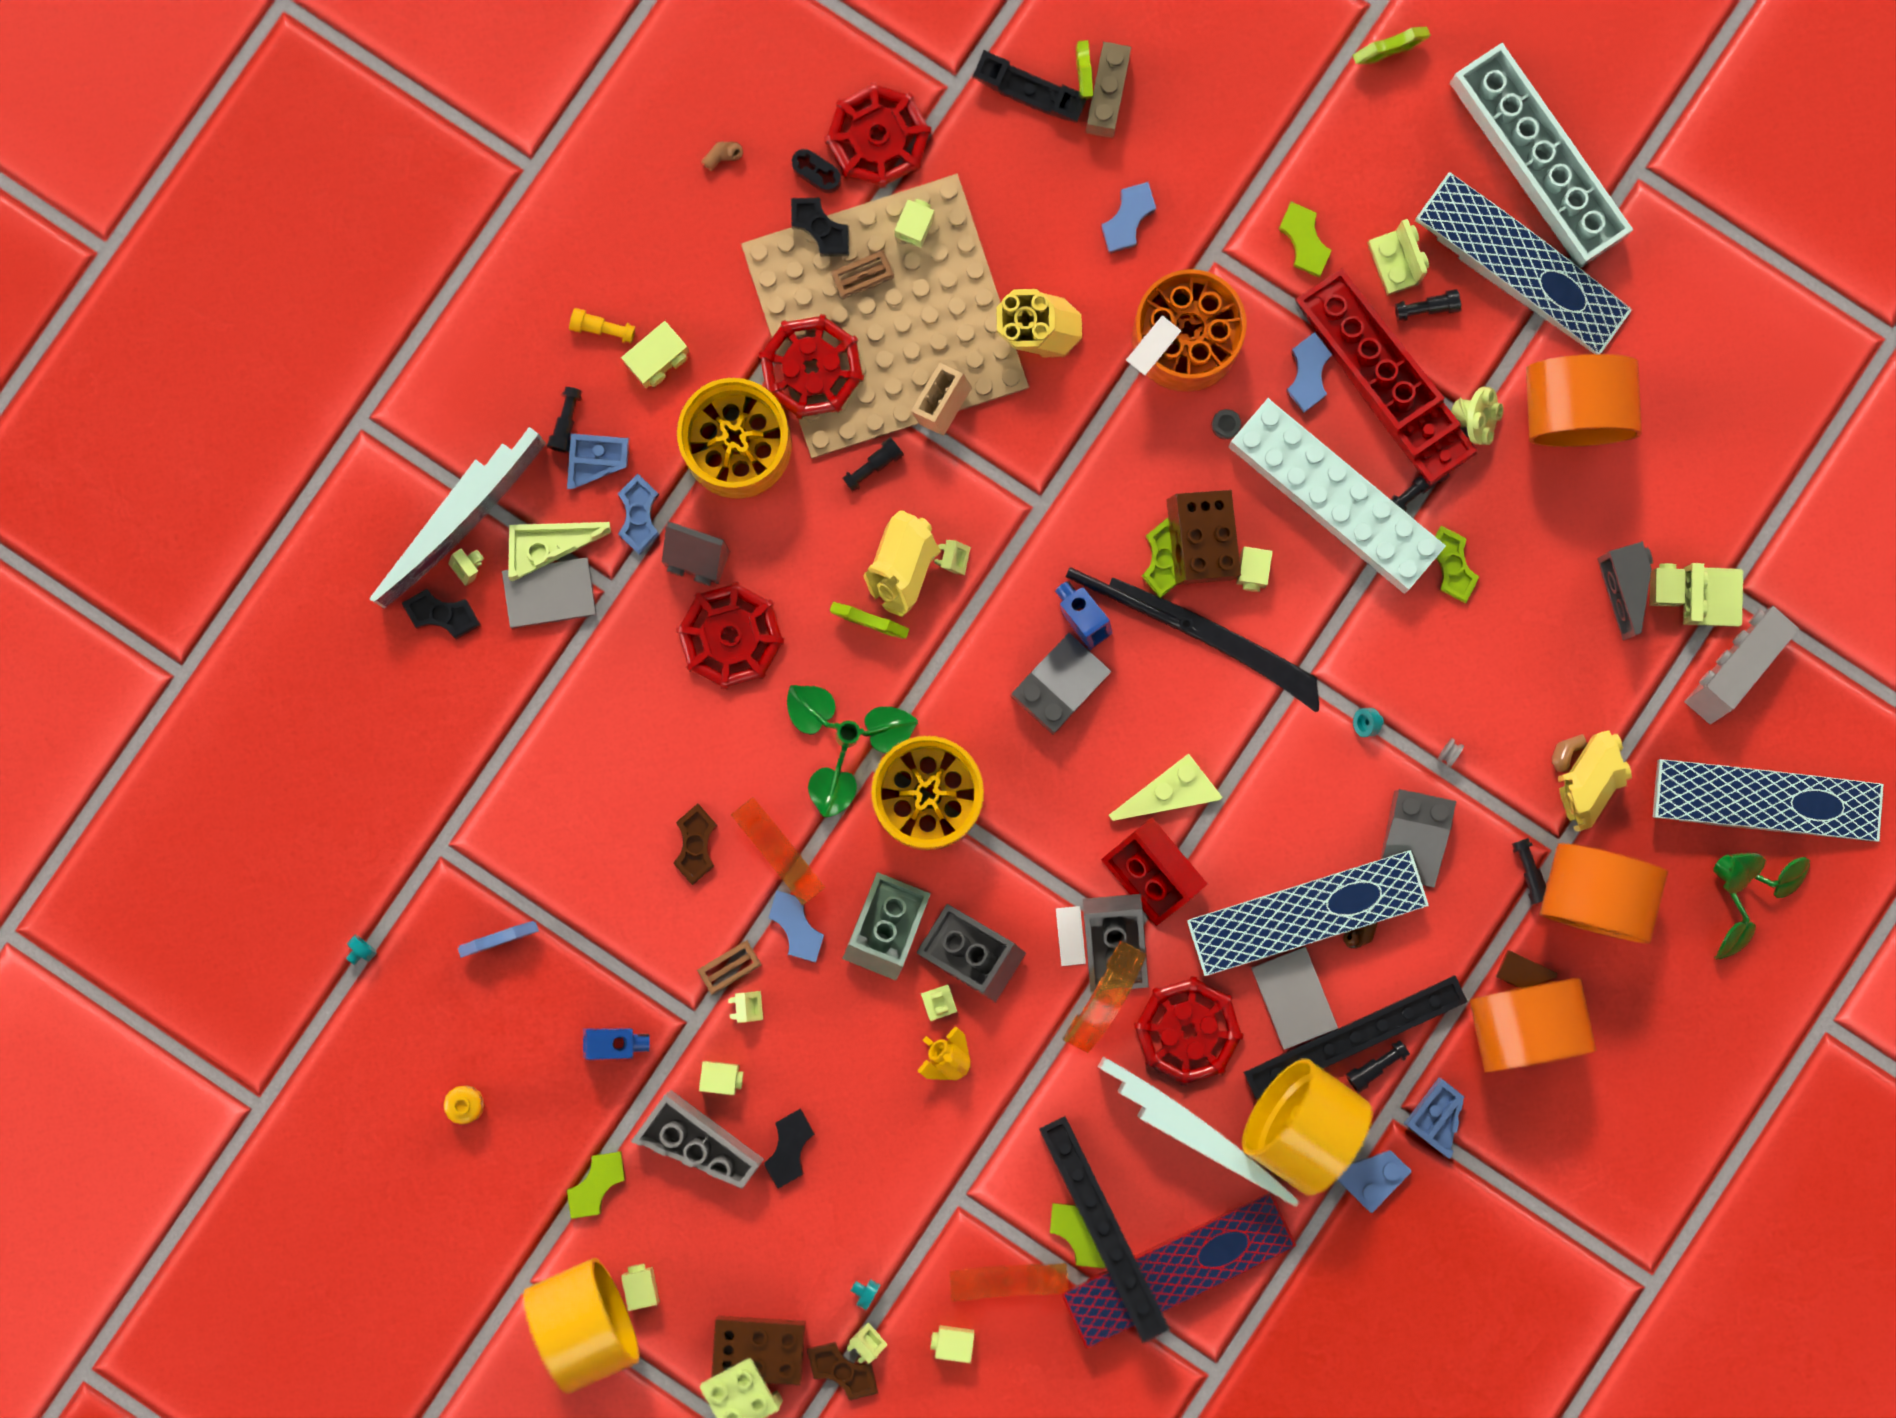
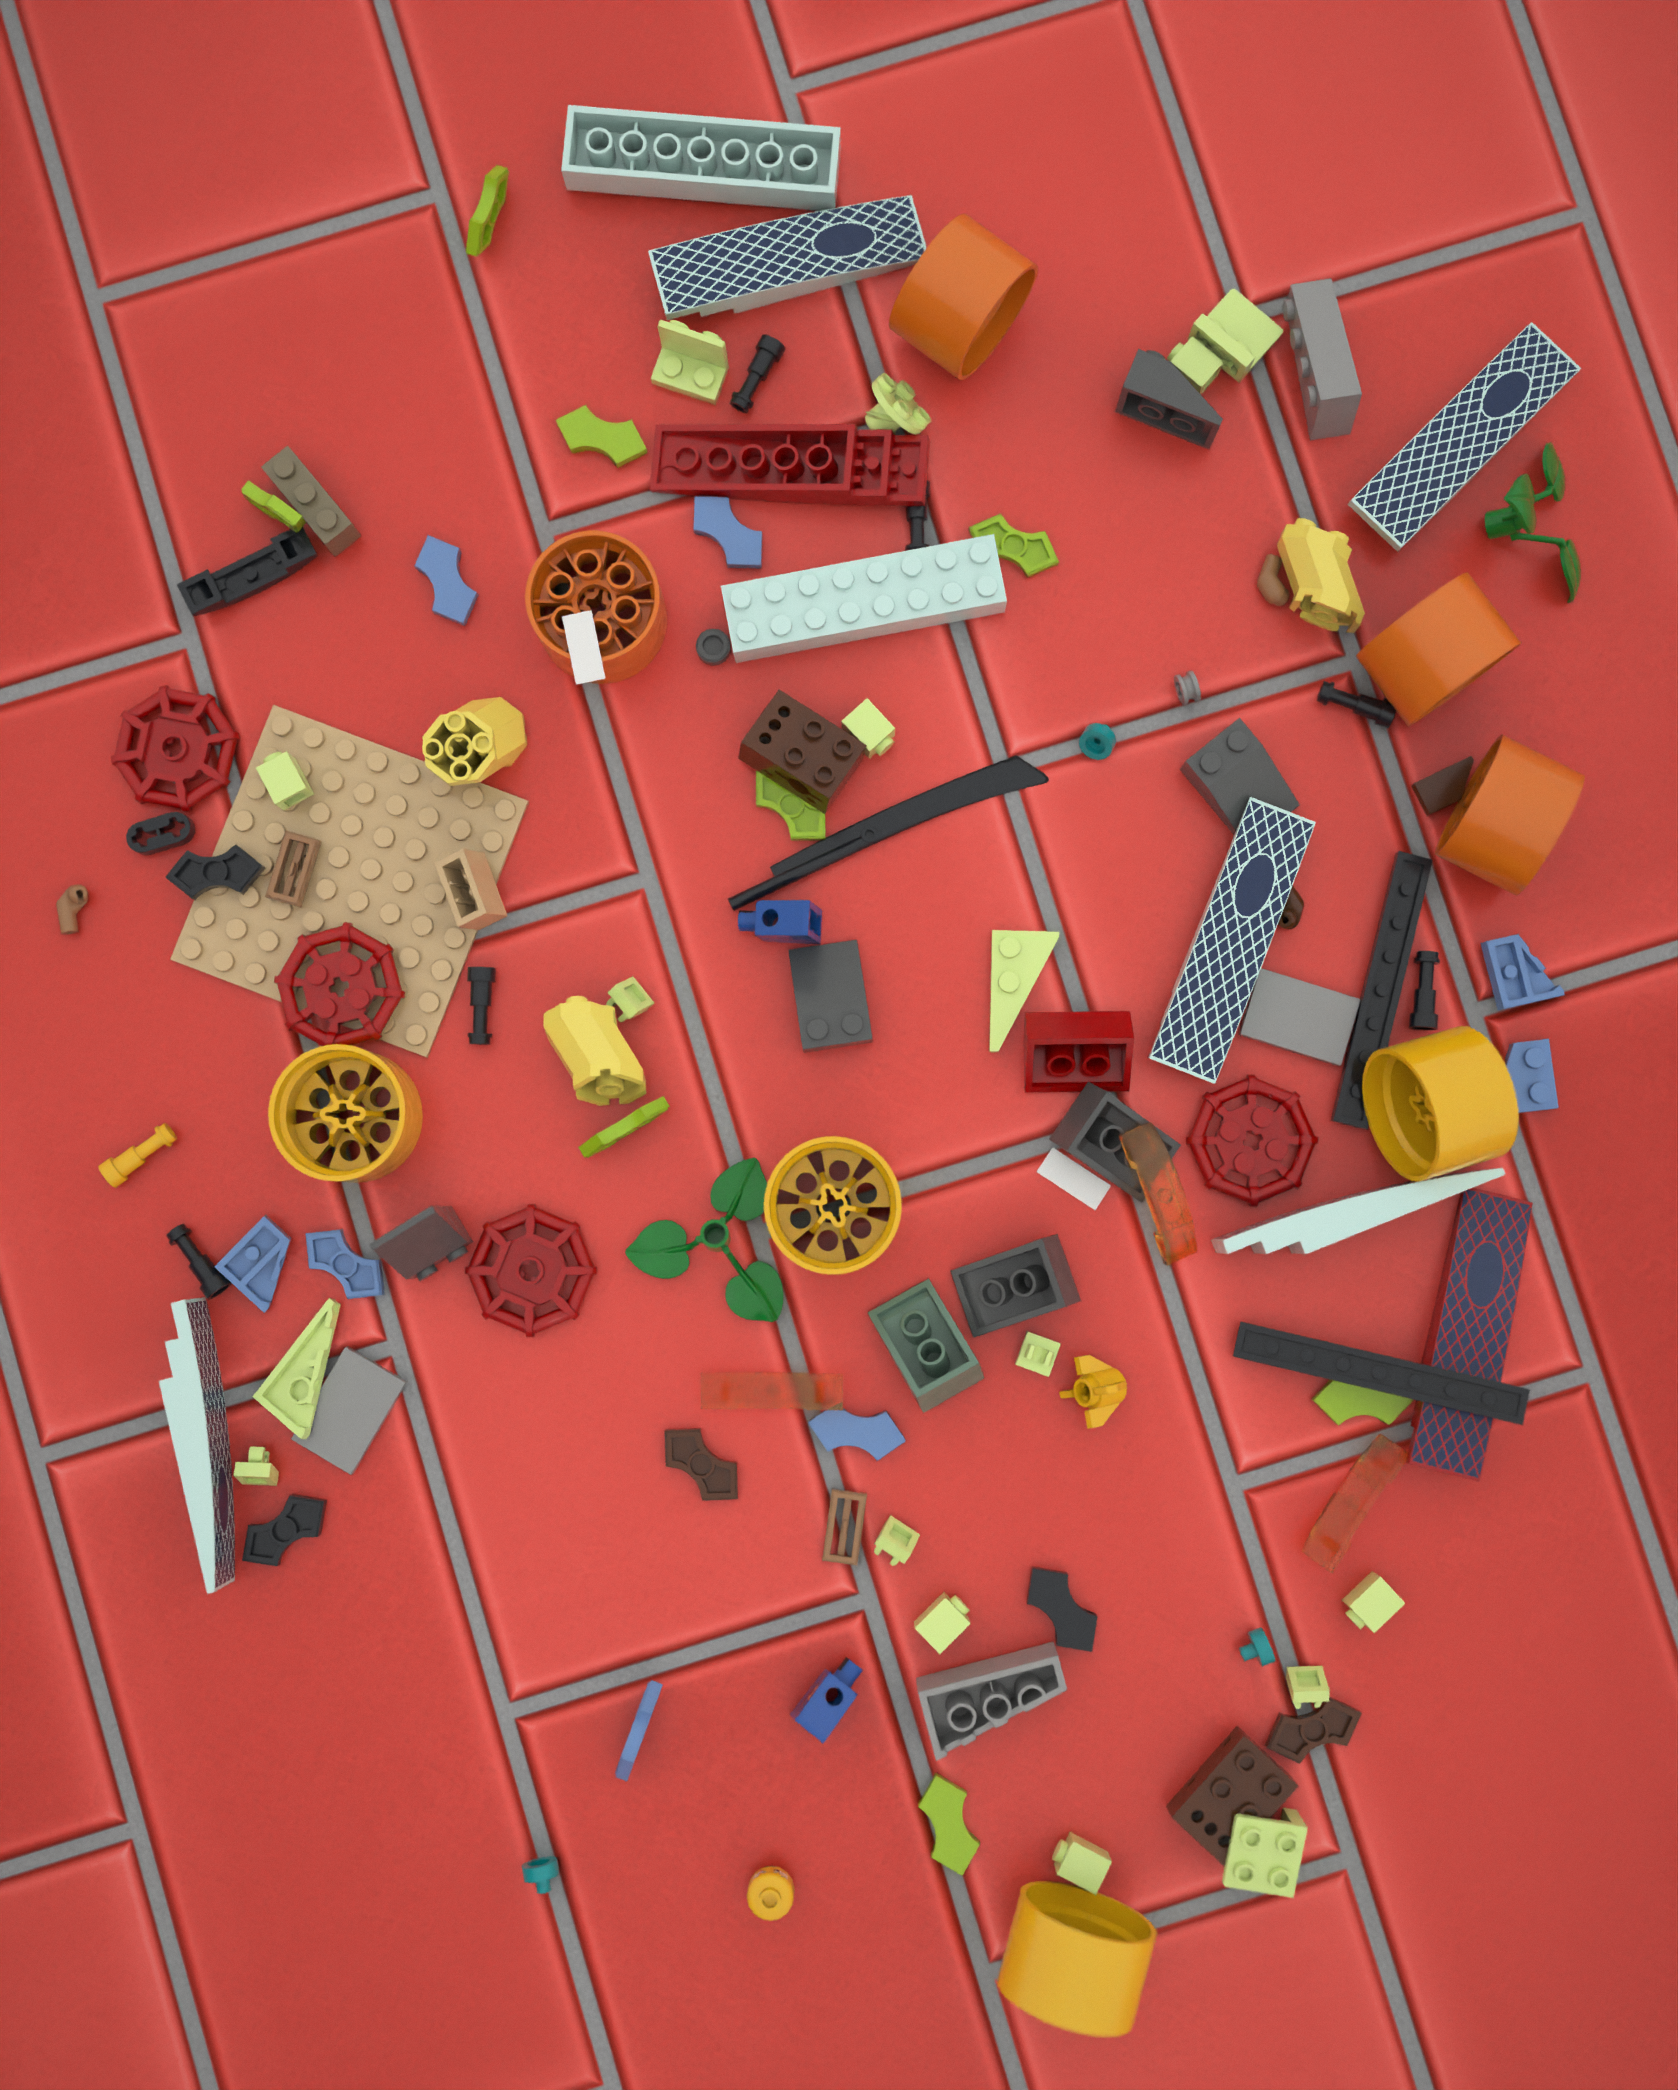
camera: 45 degrees left, 0 degrees up
(656, 355) = (208, 1125): yellowish green piece -> none

